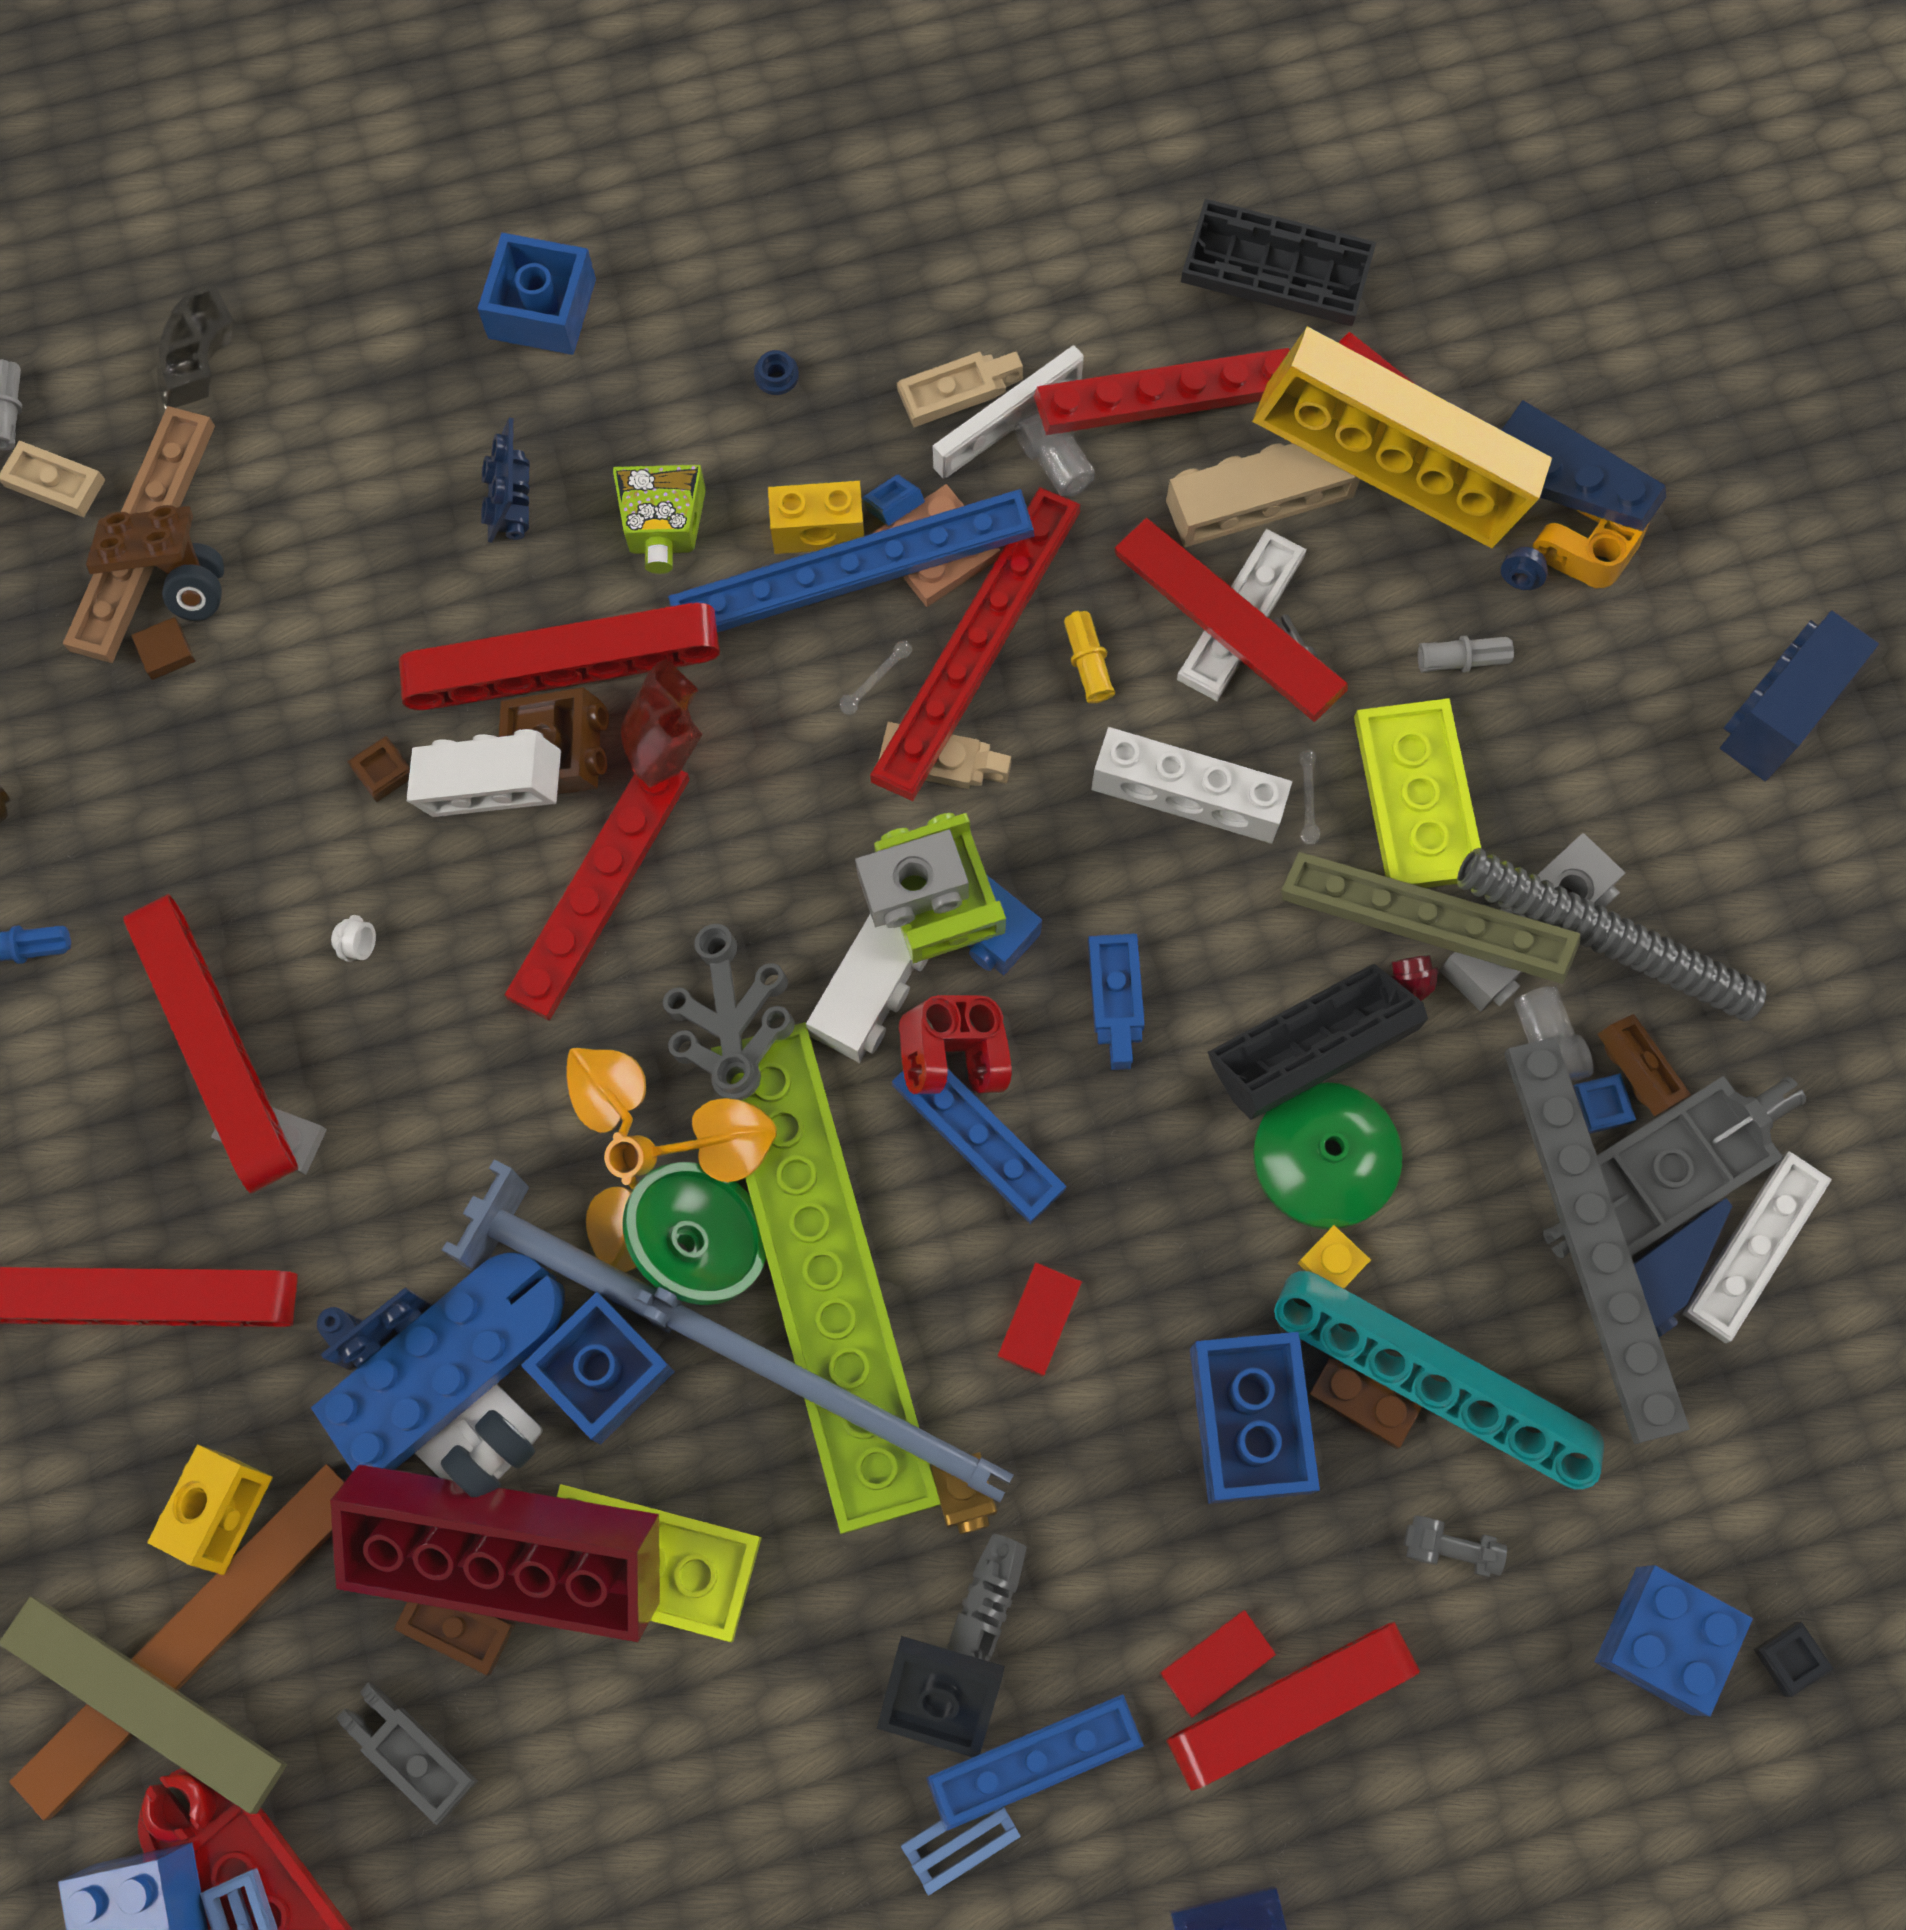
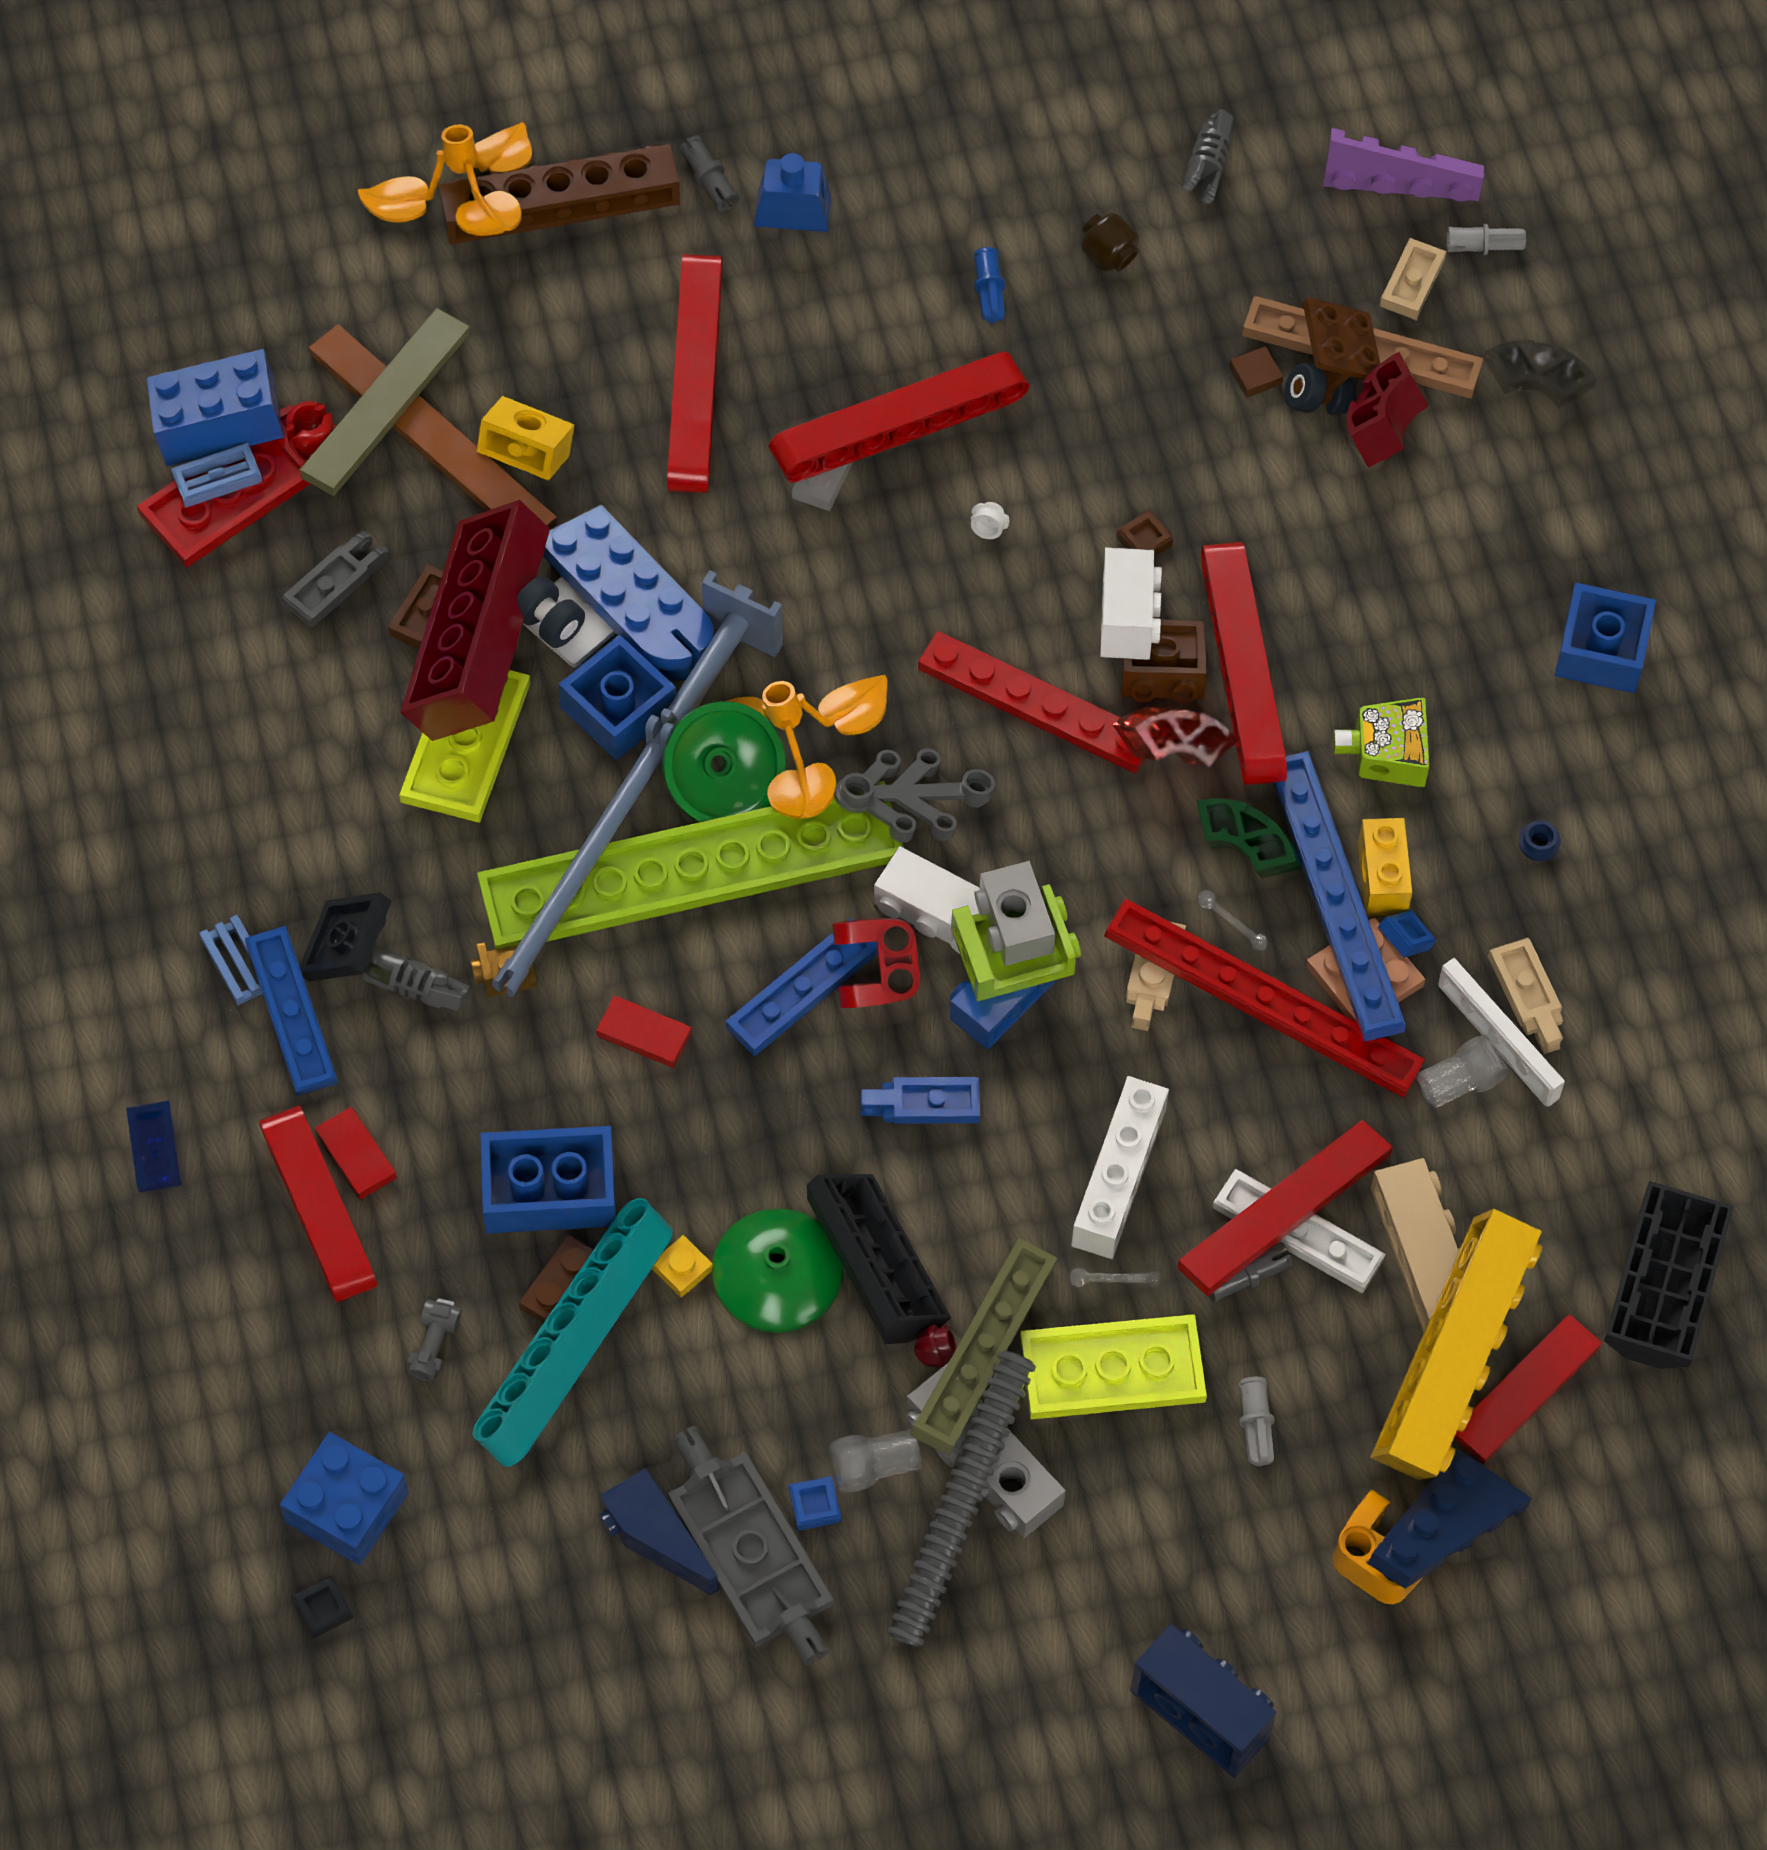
camera: 90 degrees right, 10 degrees down
(223, 501) = (1384, 410): none -> dark red brick
(357, 1340) = (652, 530): dark blue hinge -> none
(508, 487) = (1390, 609): dark blue hinge -> none
(778, 650) = (1248, 831): none -> dark green brick
(1088, 657) = (1251, 1094): yellow axle -> none
(1156, 392) = (1524, 1164): red plate -> none
(1525, 568) = (1344, 1480): dark blue plate -> none
(1596, 1241) = (685, 1455): dark grey plate -> none
(1643, 1064) = (847, 1533): reddish brown plate -> none
(1757, 1247) = (679, 1622): white tile -> none

